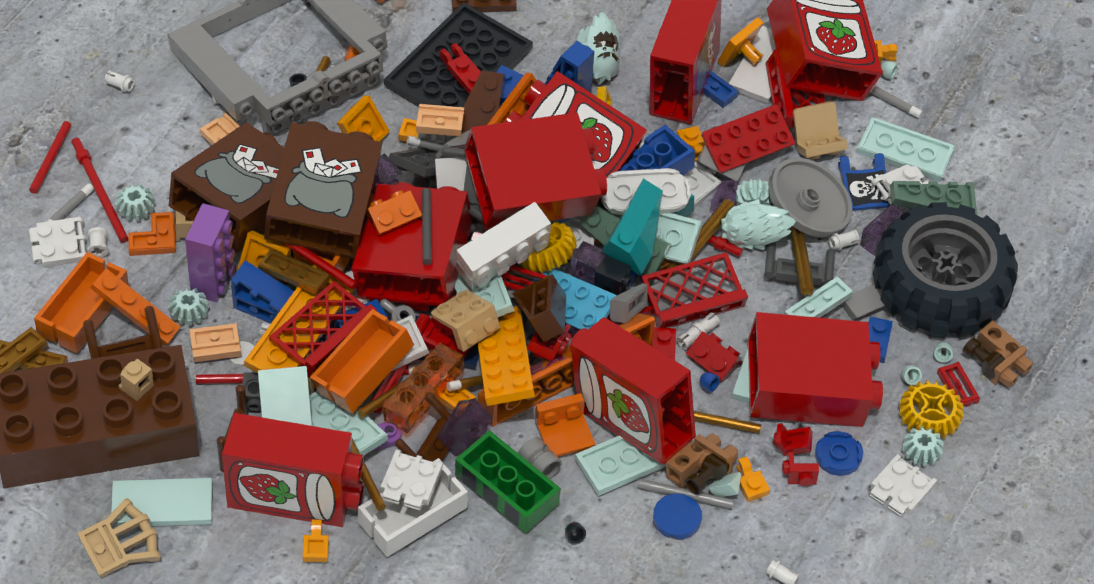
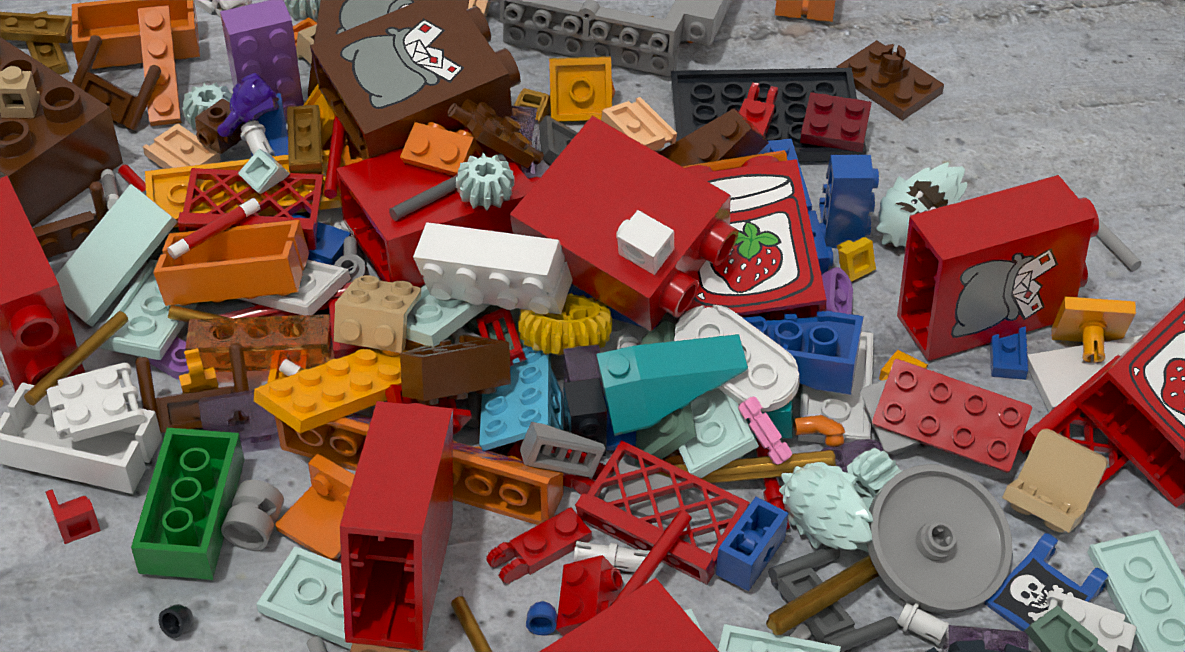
camera: 55 degrees right, 5 degrees down
(218, 390) = (110, 187): none -> bar
(225, 307) = (207, 125): none -> reddish brown brick
(251, 277) = (248, 103): none -> dark purple piece
(271, 294) = (254, 136): none -> white pin
(309, 305) = (262, 171): none -> light aqua slope
(337, 351) = (213, 228): none -> red bar
(402, 179) = (496, 132): none -> reddish brown plate
(420, 430) = (197, 378): none -> light orange plate
(448, 207) = (485, 181): none -> light aqua gear
(460, 542) = (74, 518): none -> red panel
(502, 38) = (836, 122): none -> dark red plate
(576, 167) = (645, 241): none -> white brick
(697, 213) = (765, 430): none -> bright pink axle
(705, 191) = (820, 424): none -> orange arm
(730, 321) = (656, 554): none -> red bar
(748, 268) = (751, 543): none -> blue brick

